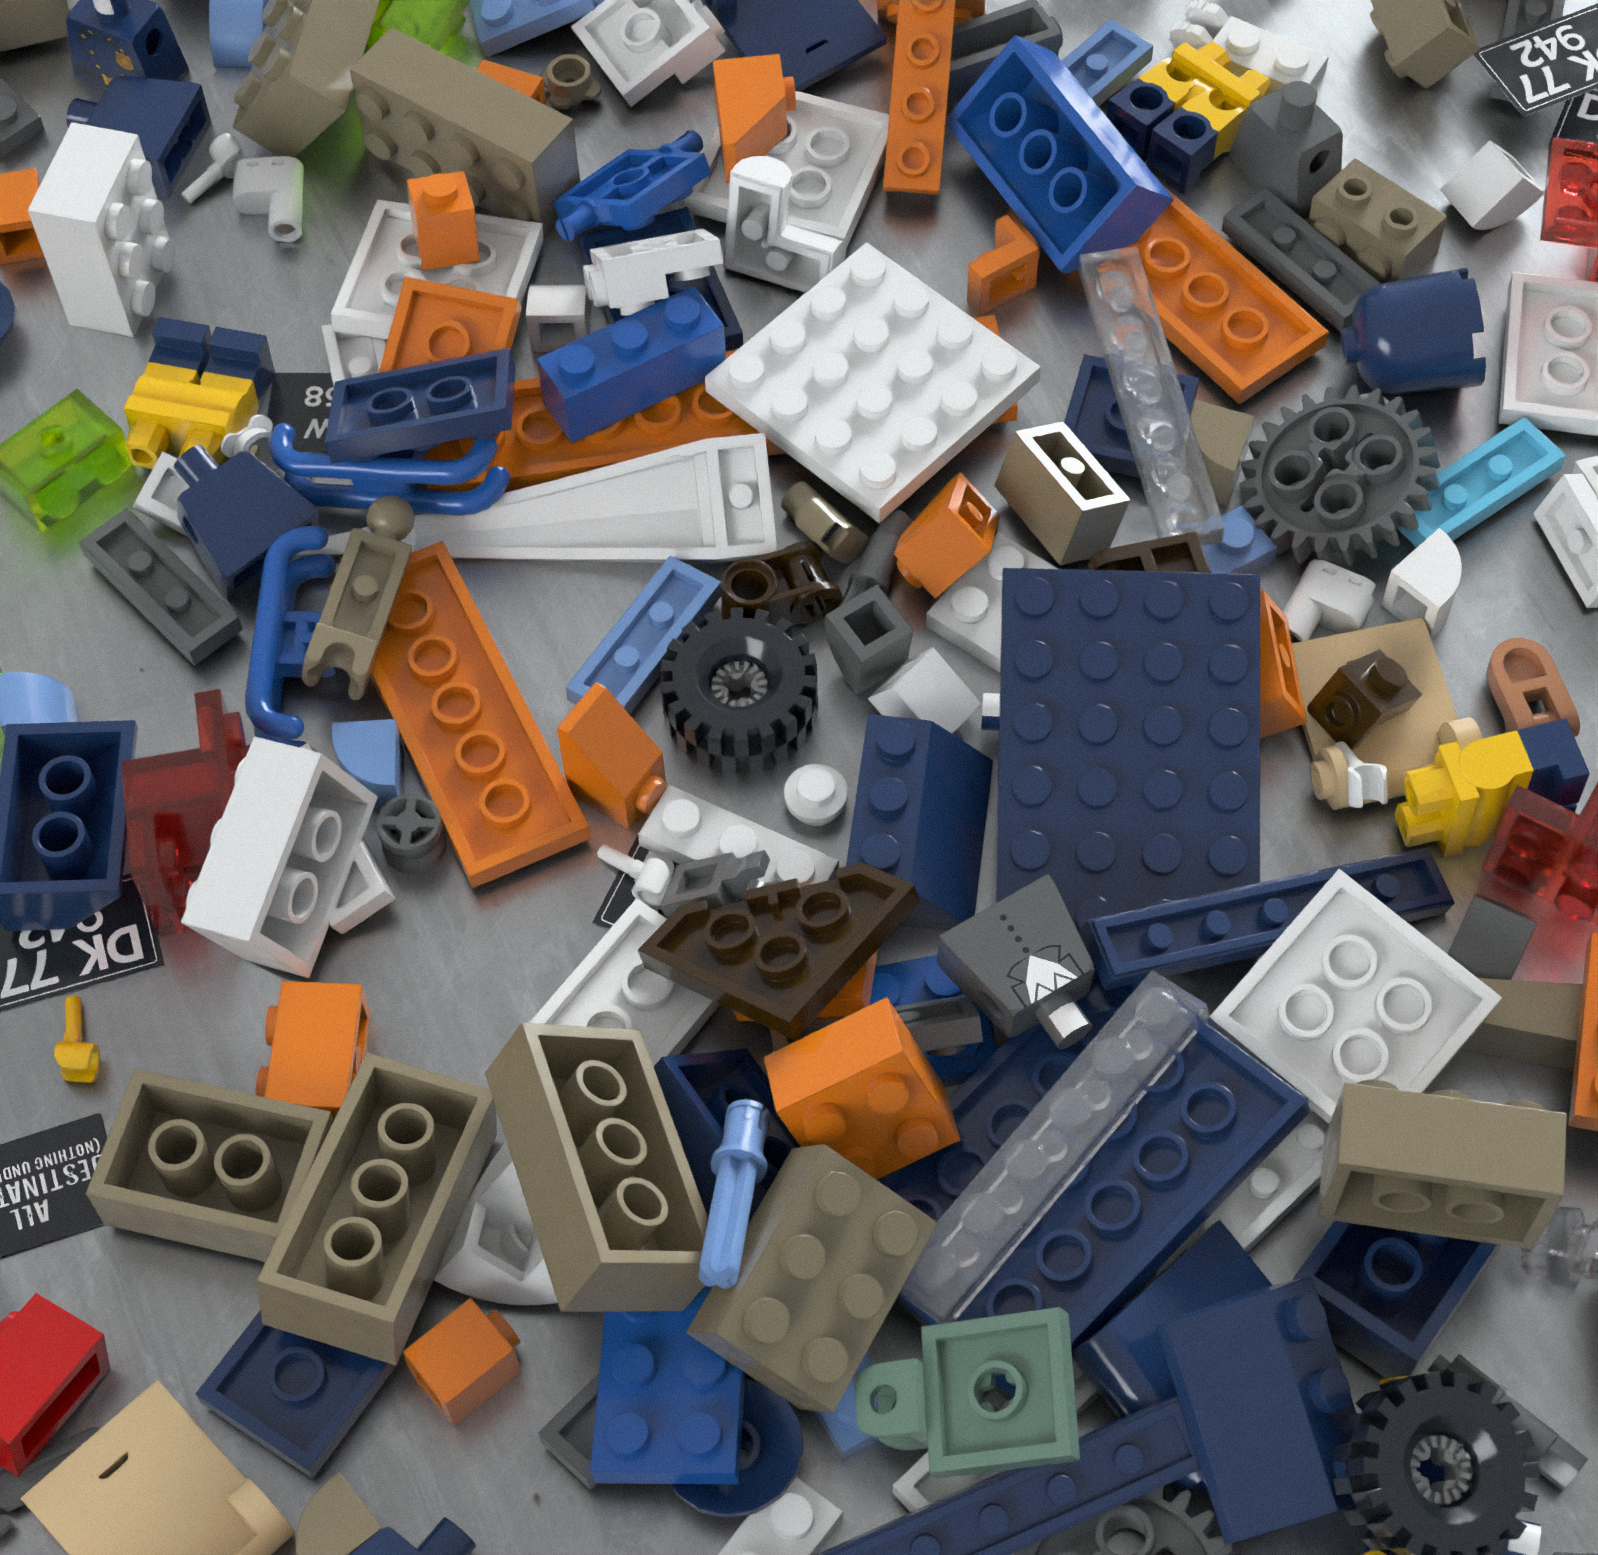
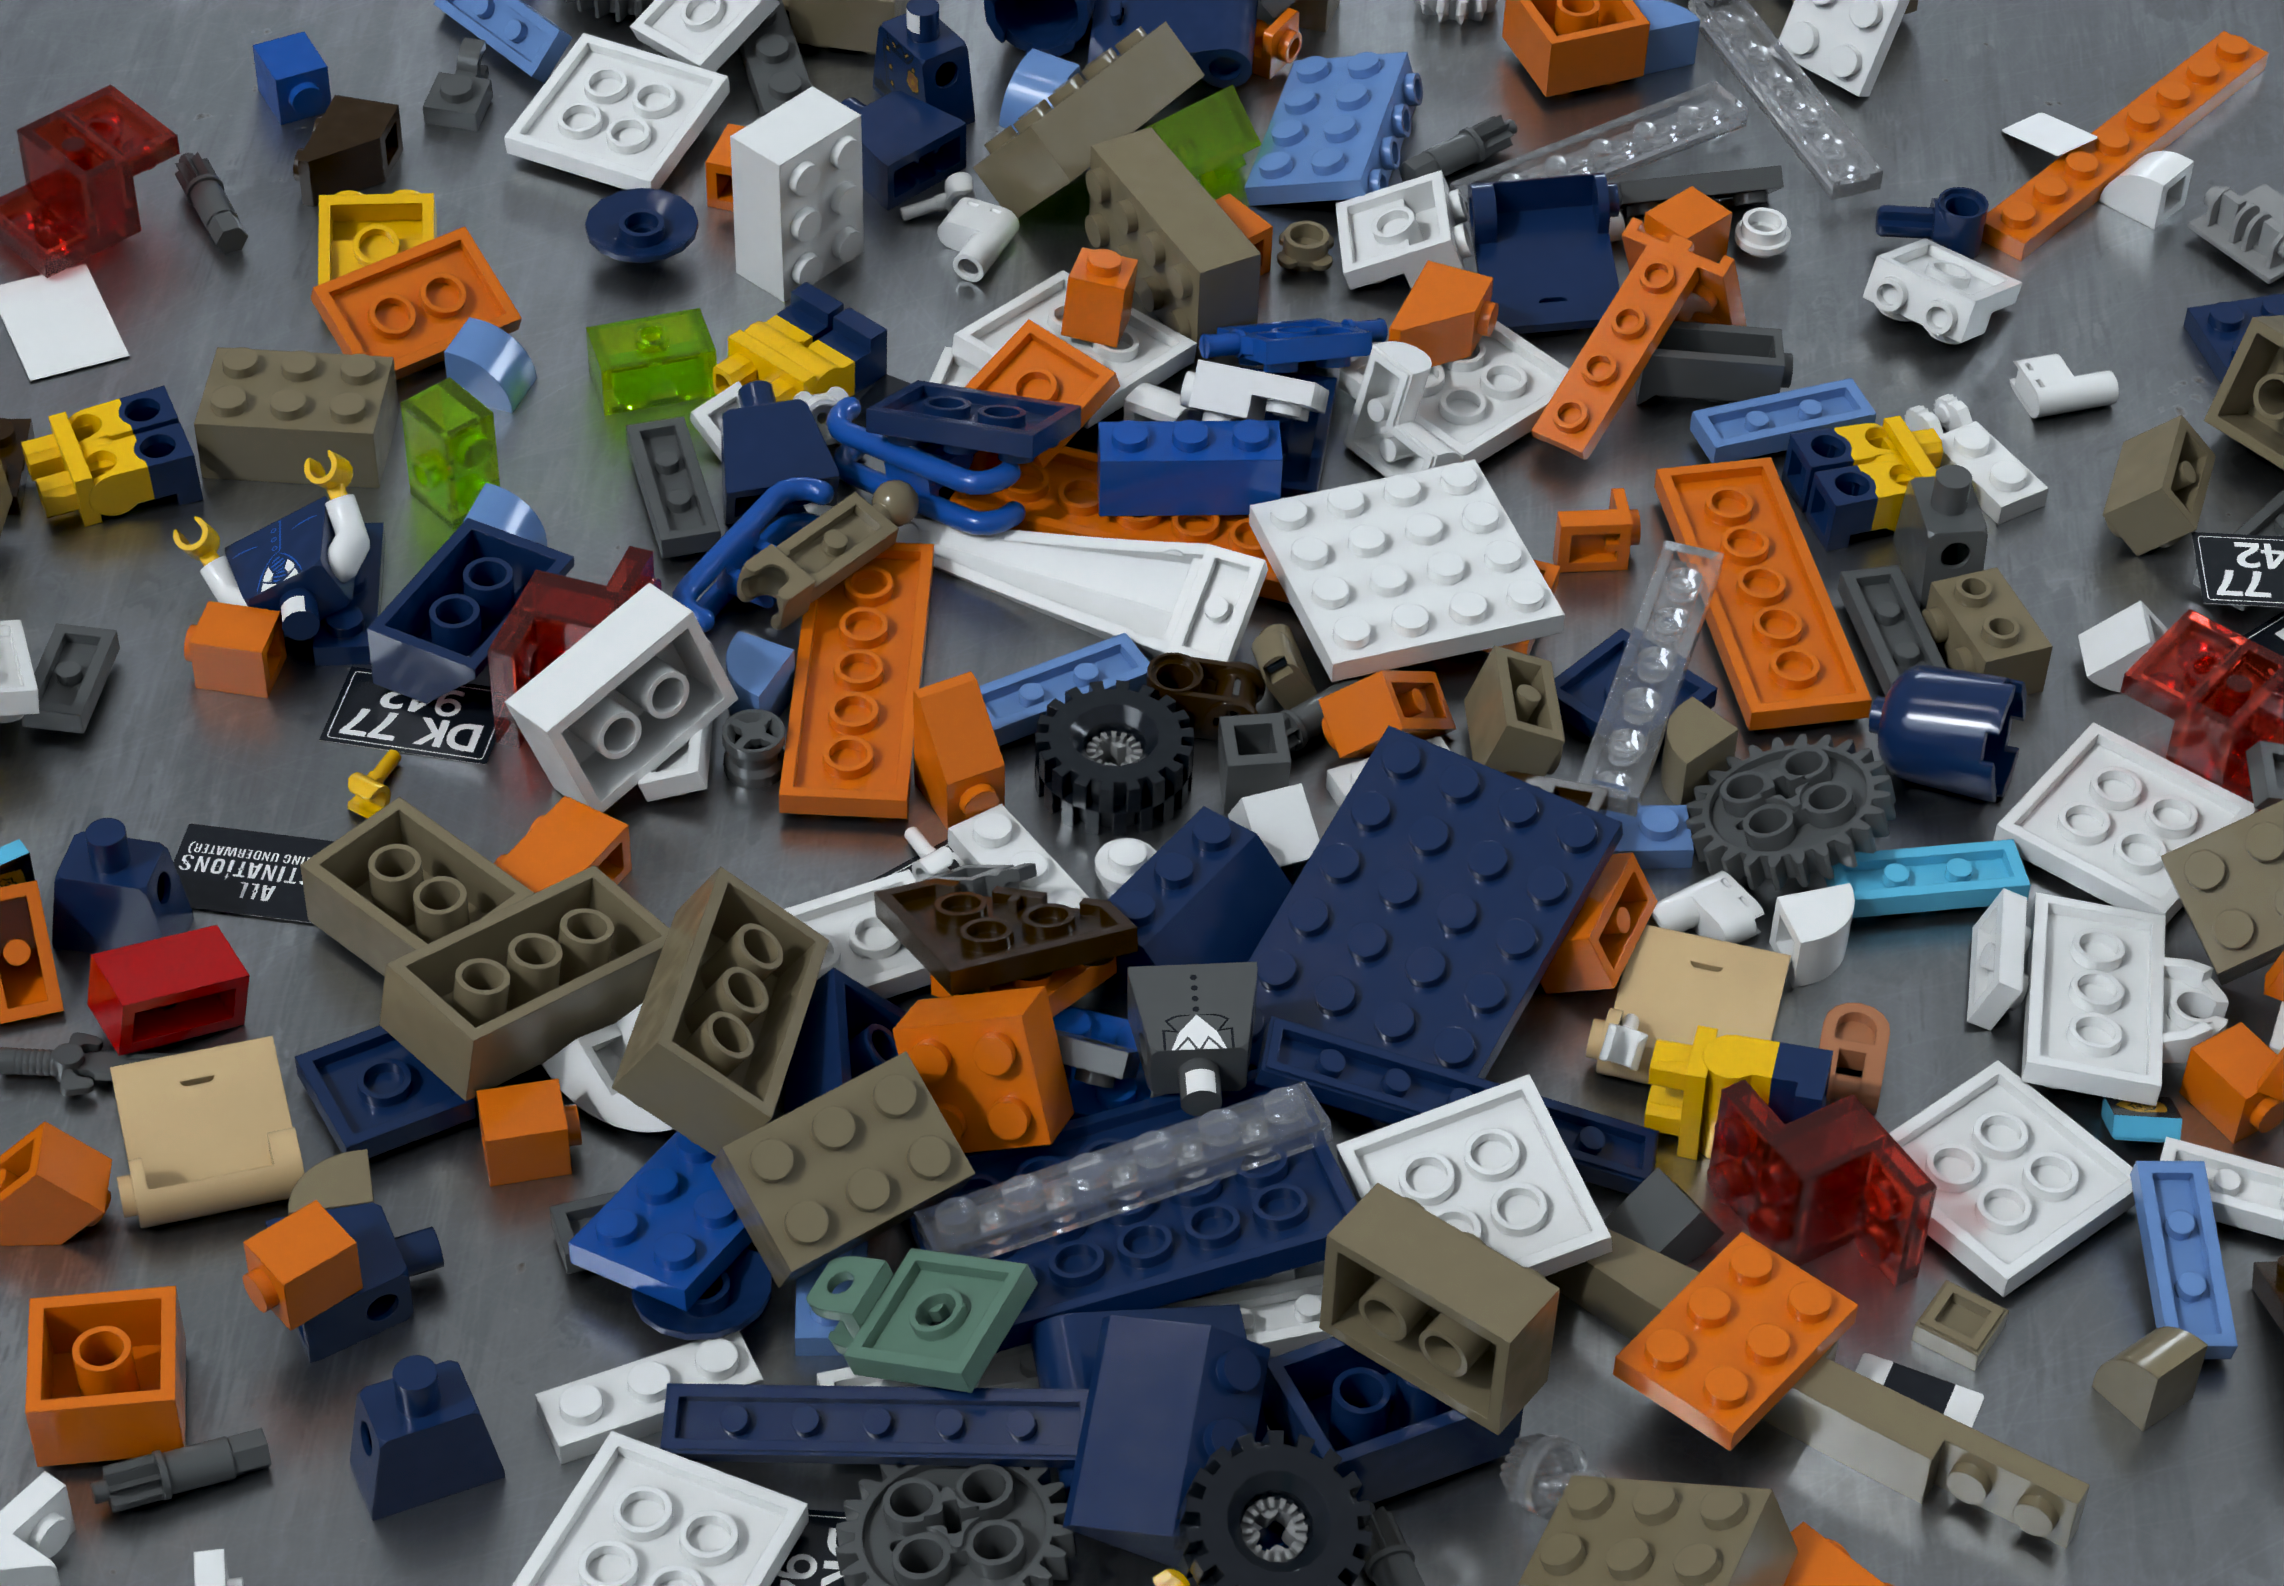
camera: 25 degrees right, 15 degrees down
(737, 1169) = (831, 1062): medium blue axle -> none
(1056, 156) = (1705, 455): blue slope -> none
(1362, 698) = (1680, 983): dark brown bracket -> none

